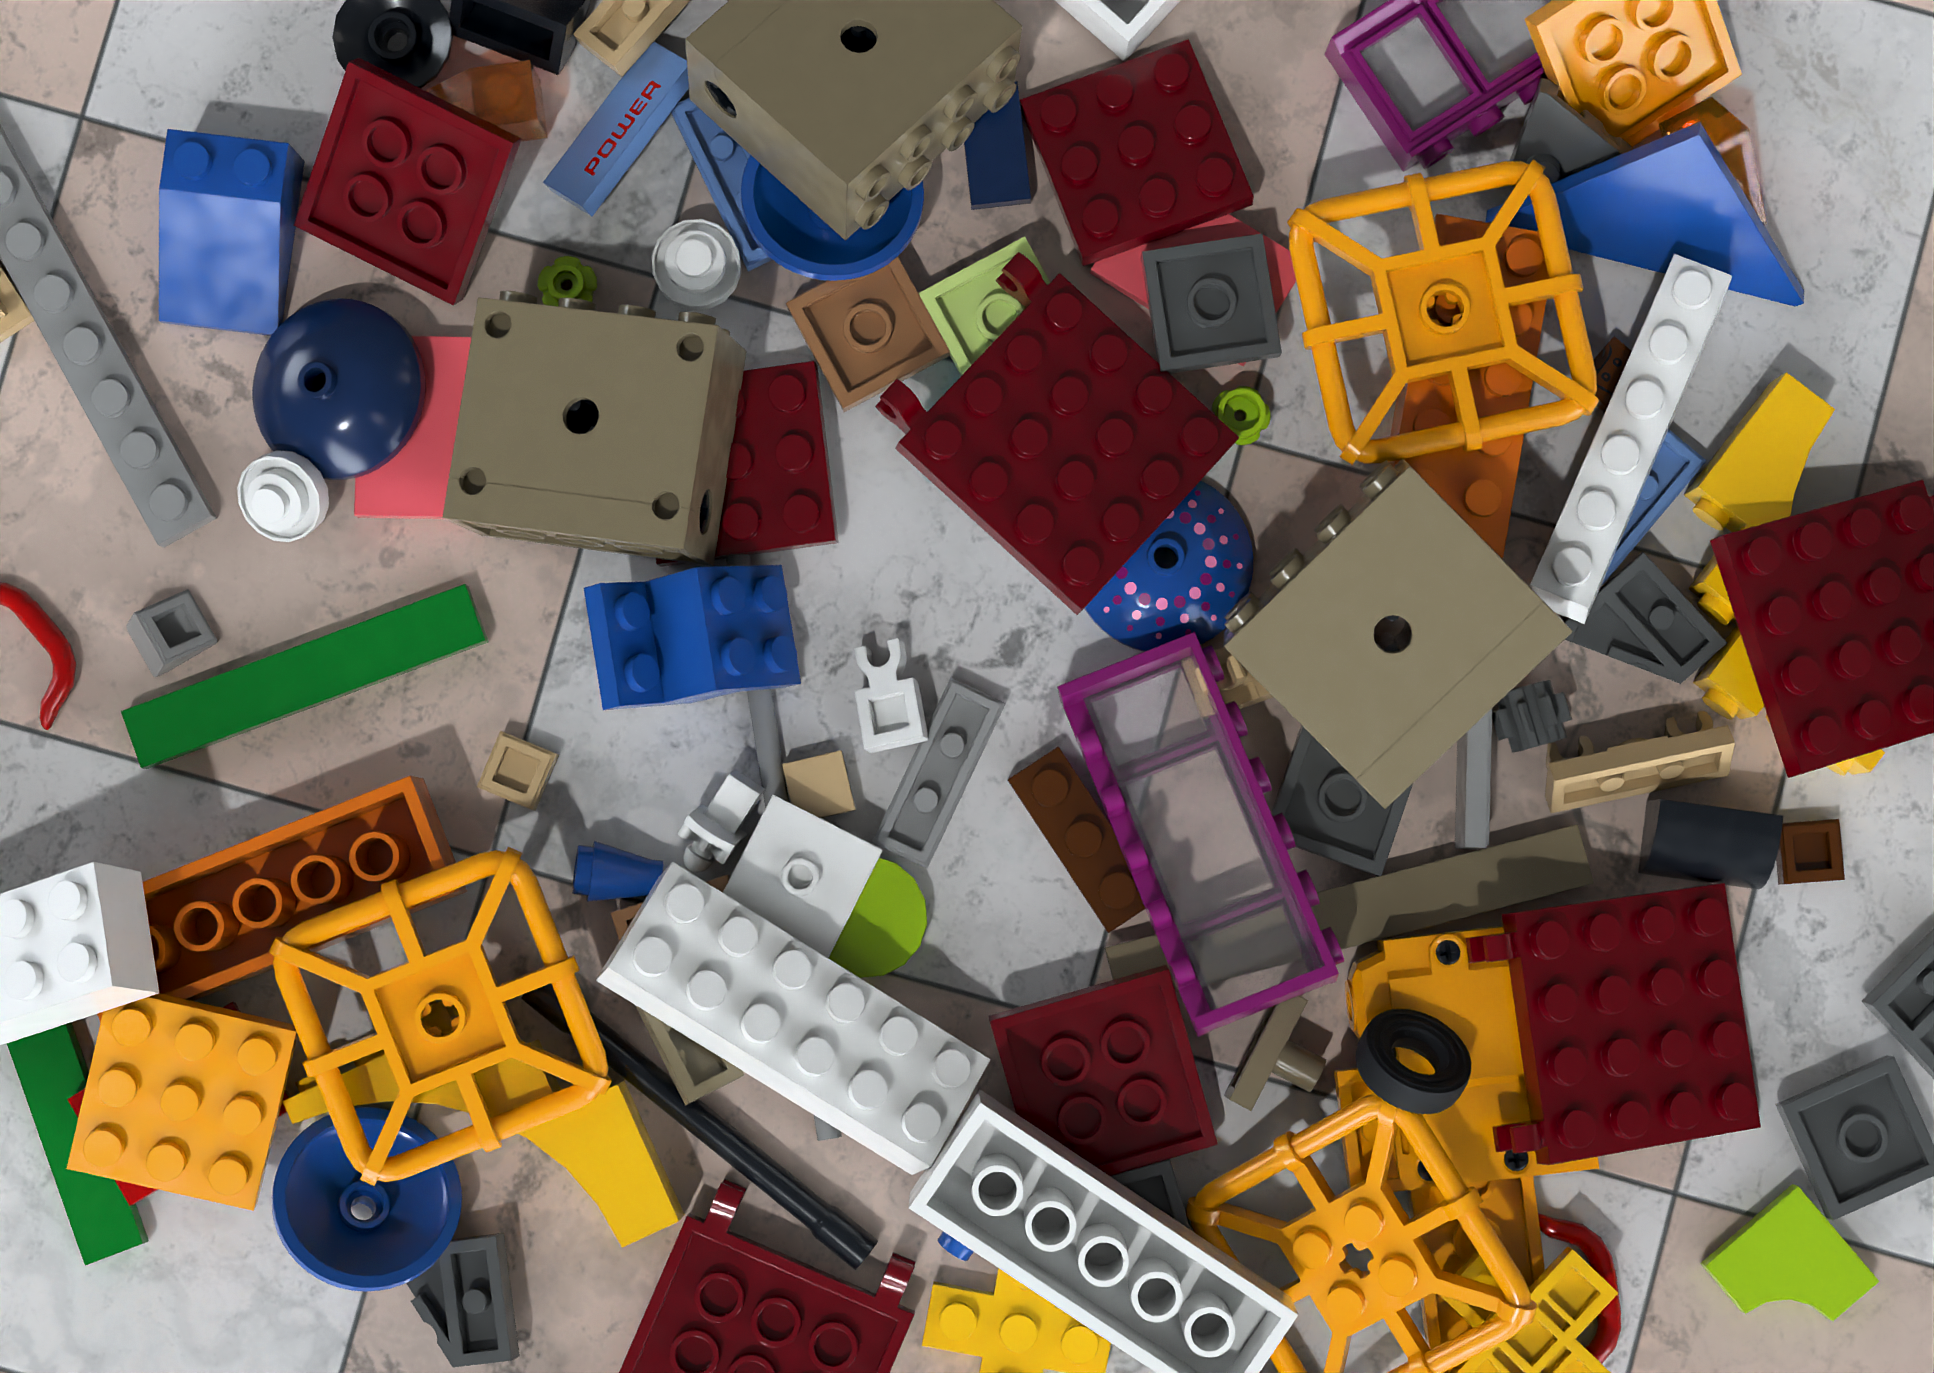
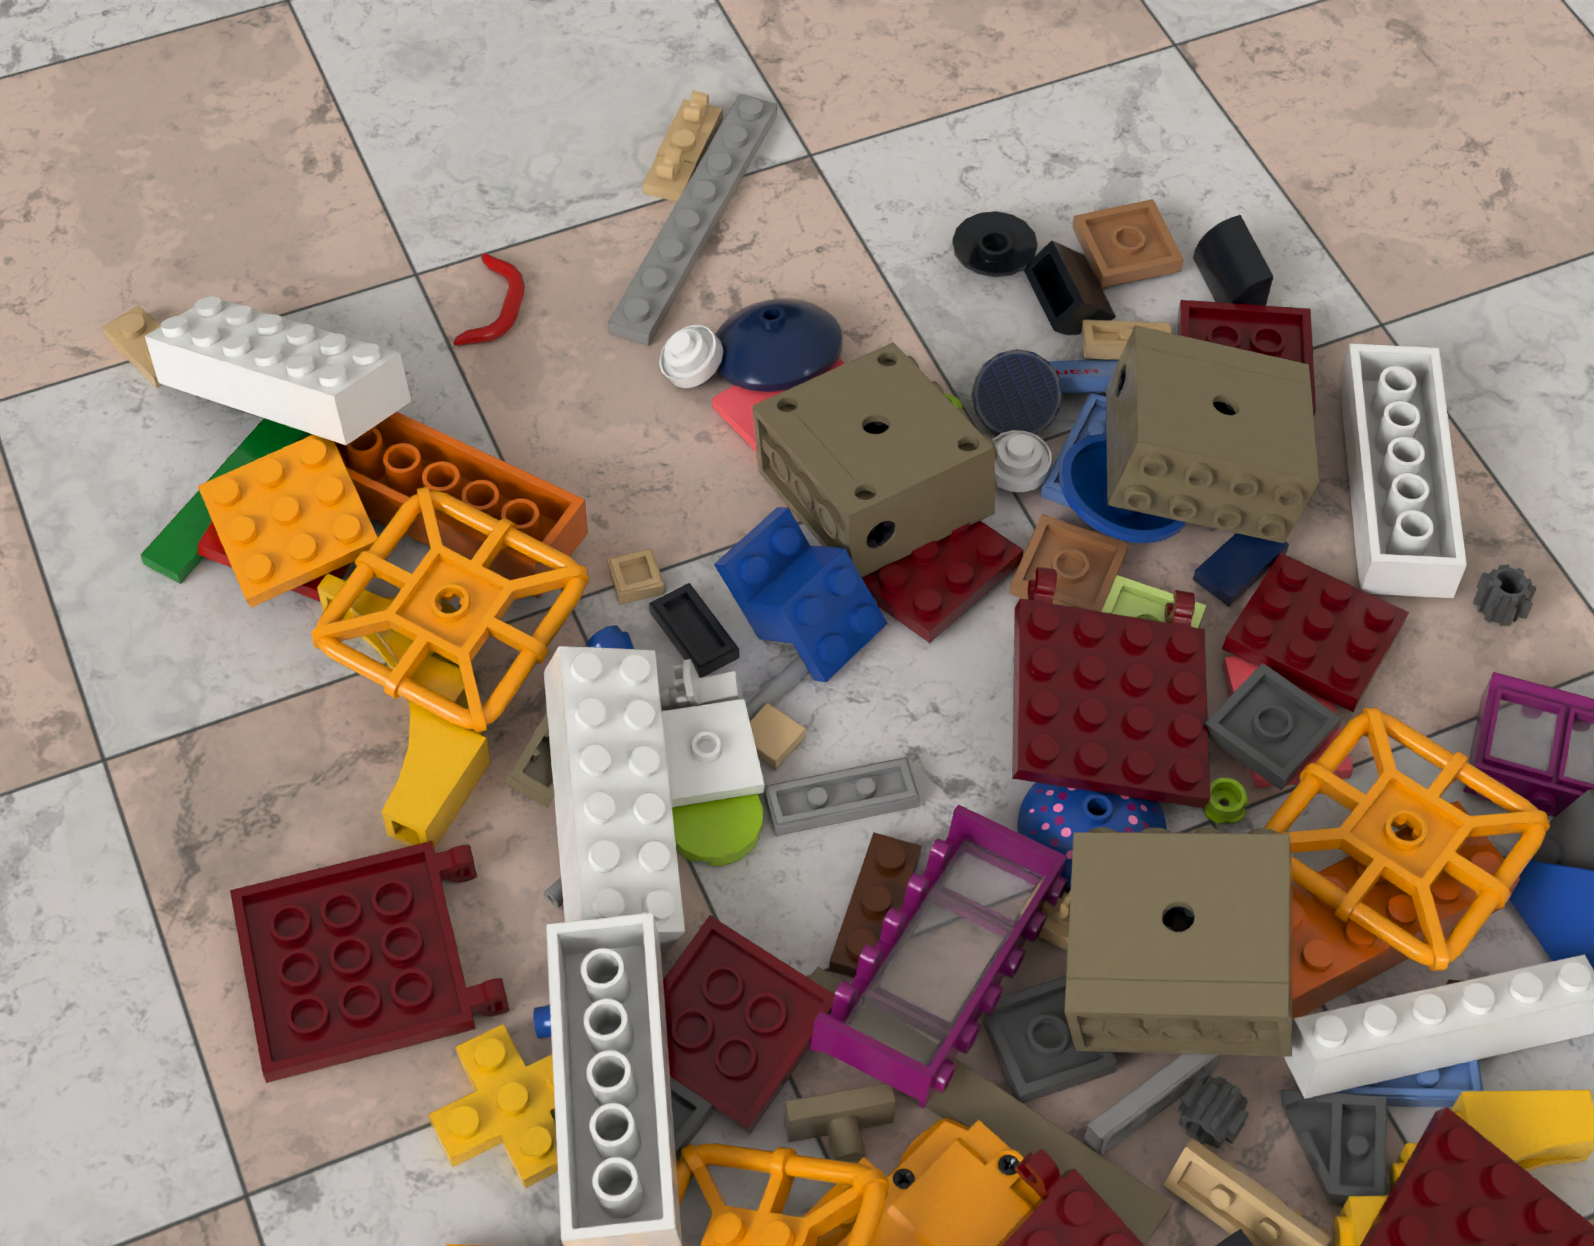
camera: 50 degrees right, 30 degrees down
(170, 632) = (563, 362): light grey slope -> none
(226, 231) = (816, 240): slope -> none
(304, 676) = (597, 439): green tile -> none
(406, 181) = (924, 289): dark red plate -> none
(409, 1217) = (276, 636): blue dish -> none
(470, 1301) = (277, 760): dark grey wing -> none
(500, 94) = (1003, 310): clear orange slope -> none
(619, 197) = (1016, 392): none -> tile
(632, 763) = (694, 630): none -> black tile
(825, 1221) = (493, 933): black piece -> none
(890, 707) = (858, 736): white plate -> none
(1397, 1083) = (914, 1204): black tyre -> none

